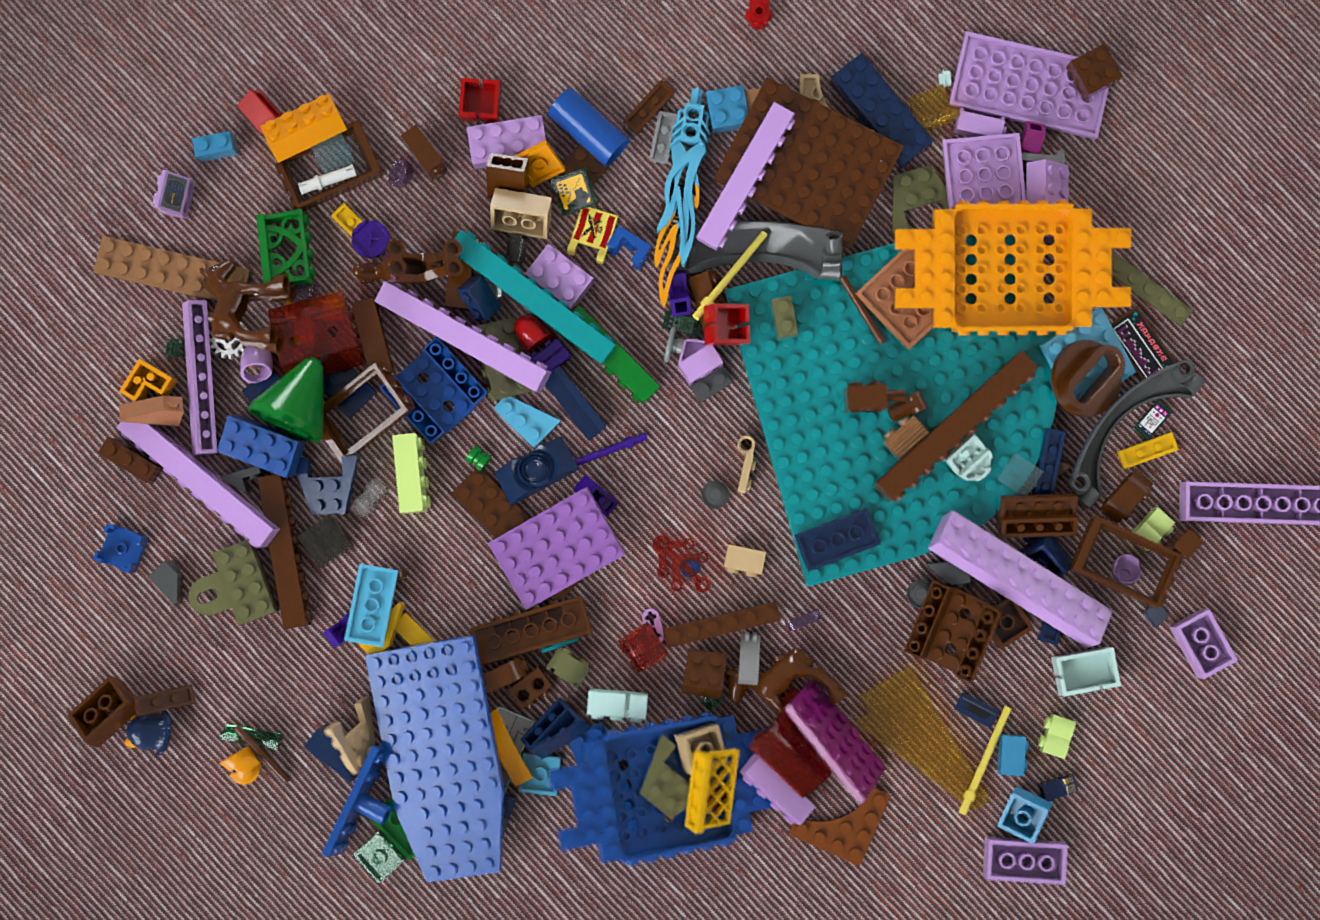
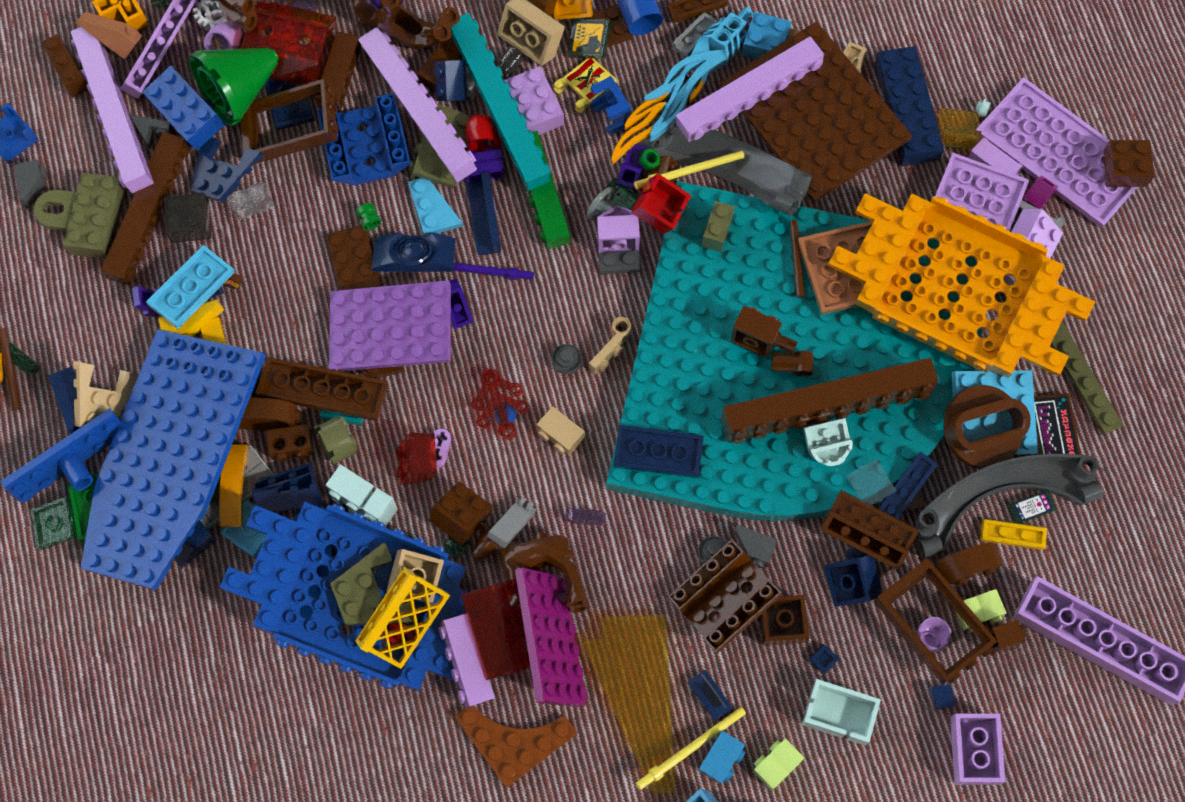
camera: 25 degrees right, 15 degrees down
(410, 473) = (298, 196): yellowish green brick -> none
(685, 284) = (652, 154): none -> green piece
(721, 624) = (504, 478): reddish brown brick -> none
(905, 437) = (772, 385): medium nougat brick -> none
(913, 191) = (901, 183): olive wing -> none
(1020, 579) = (820, 583): lavender brick -> none

